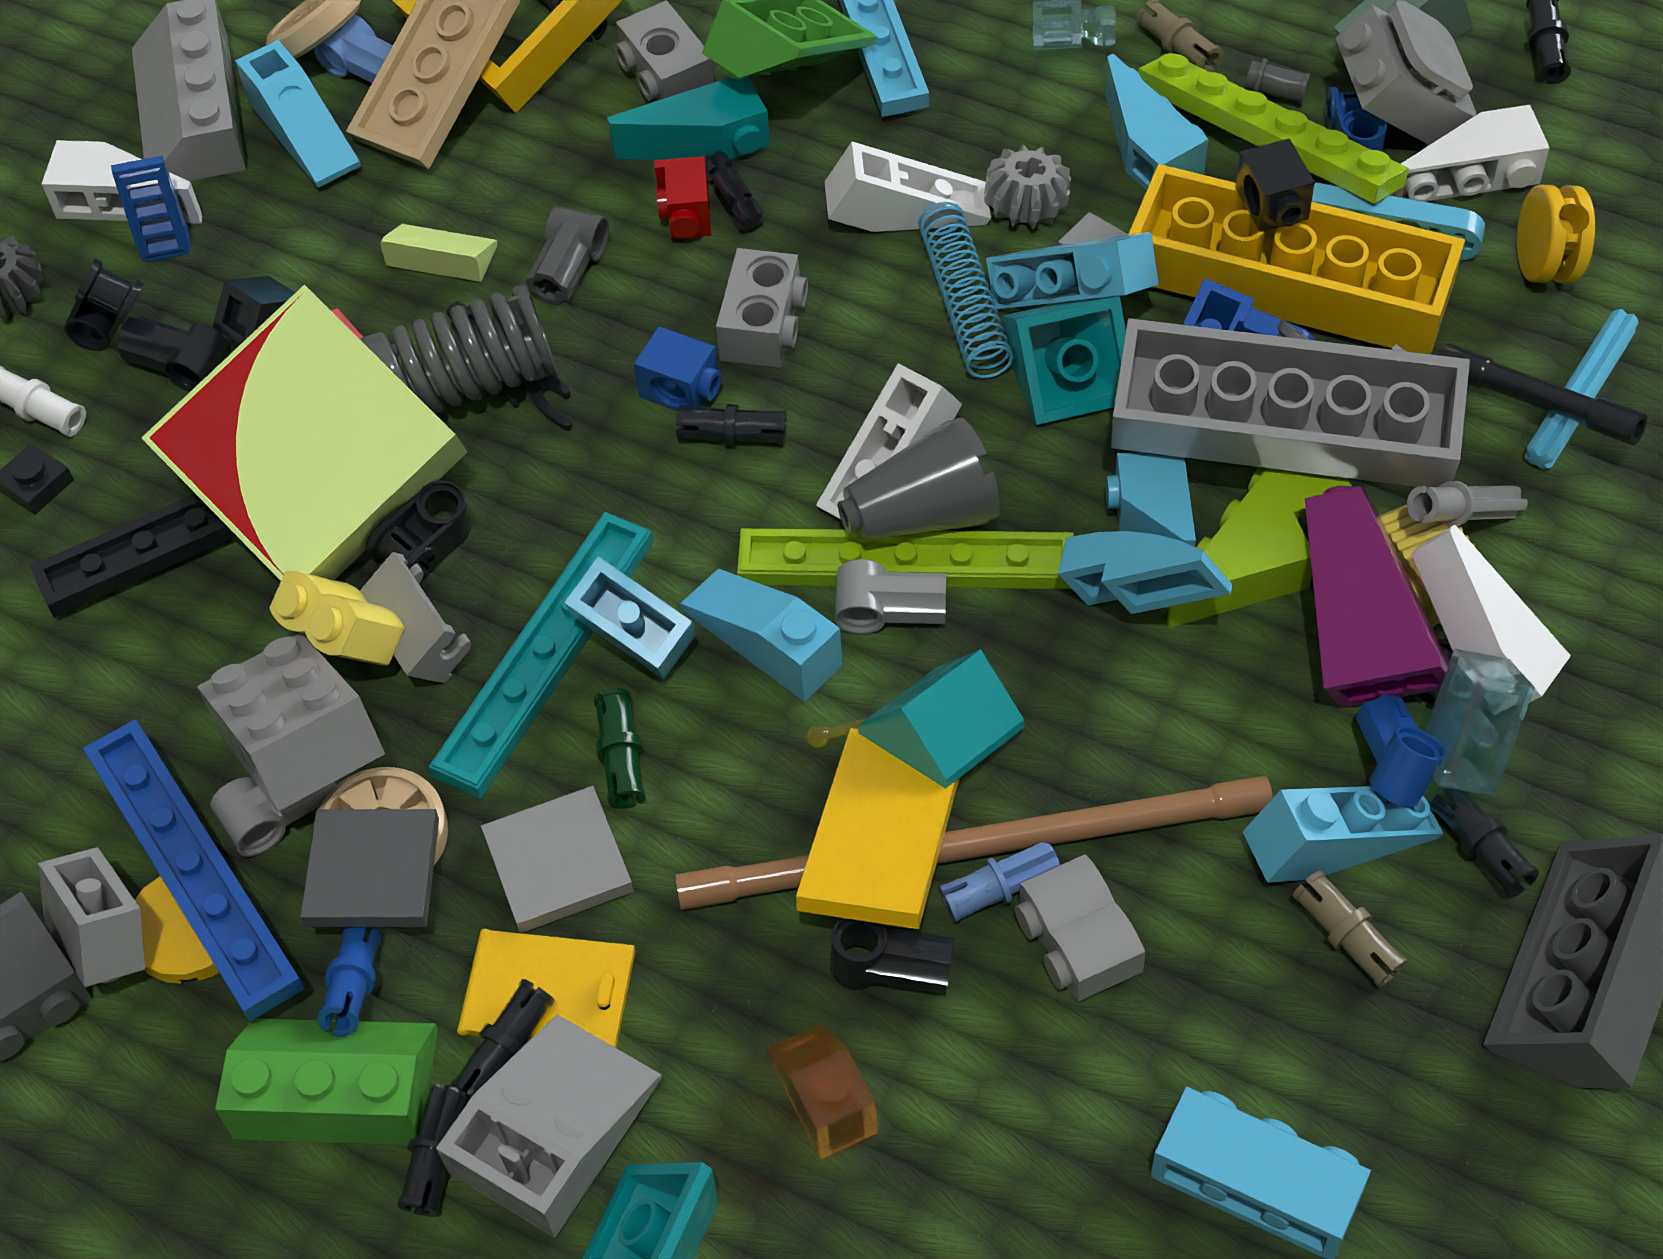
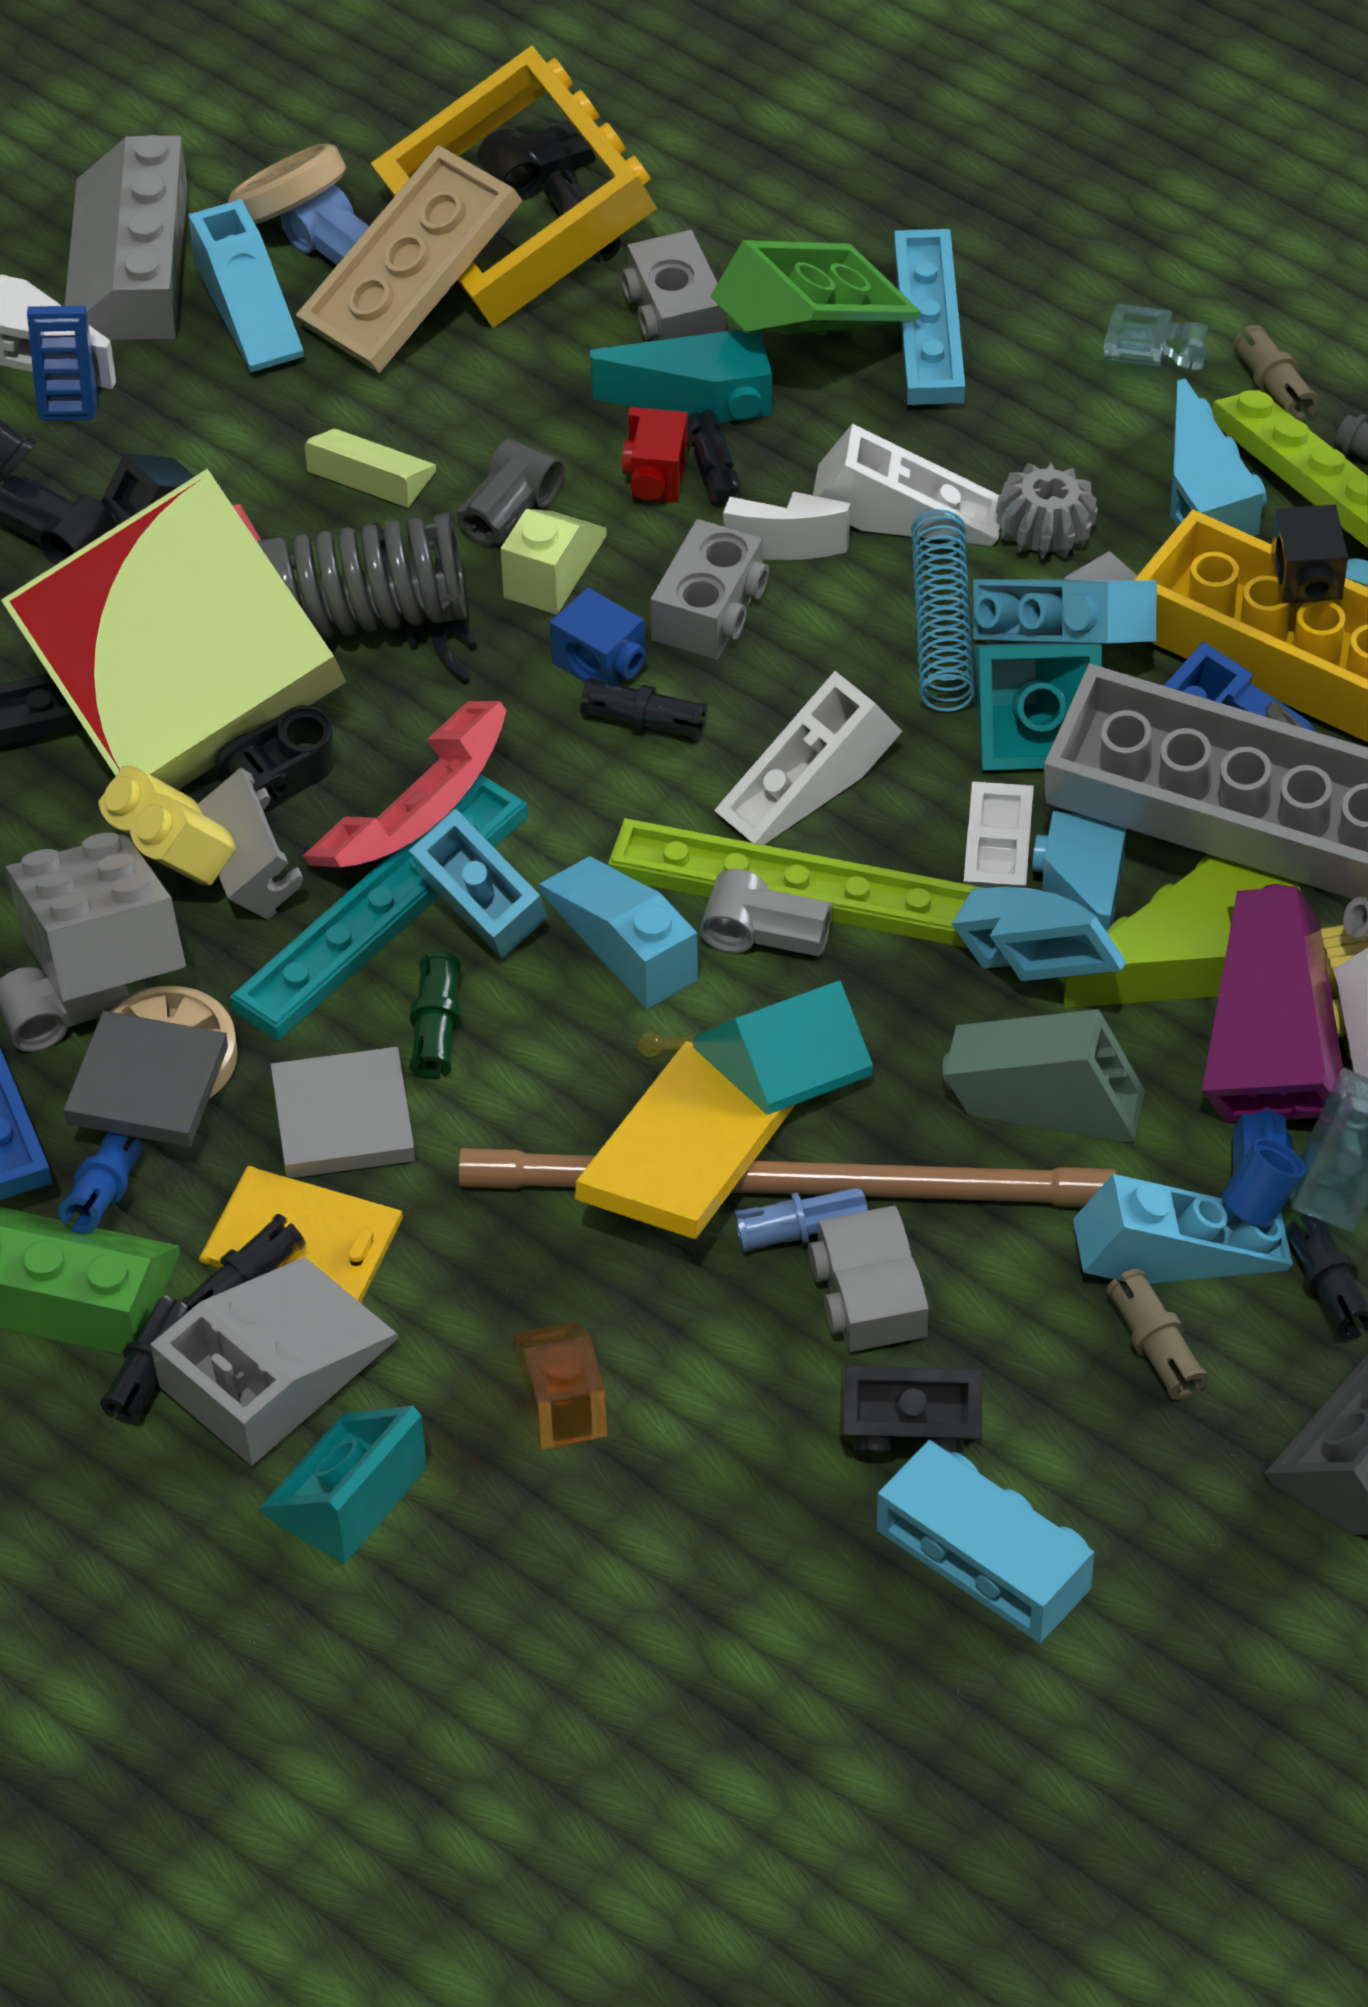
camera: 10 degrees right, 5 degrees down
(586, 492) = (463, 750): none -> coral slope
(614, 305) = (547, 558): none -> yellowish green slope
(828, 241) = (803, 530): none -> white slope
(895, 958) = (662, 1267): black piece -> none
(924, 488) = (829, 809): dark grey cone -> none
(1069, 482) = (998, 835): none -> white slope
(1156, 1053) = (910, 1404): none -> black brick
(1179, 699) = (1047, 1075): none -> sand green slope

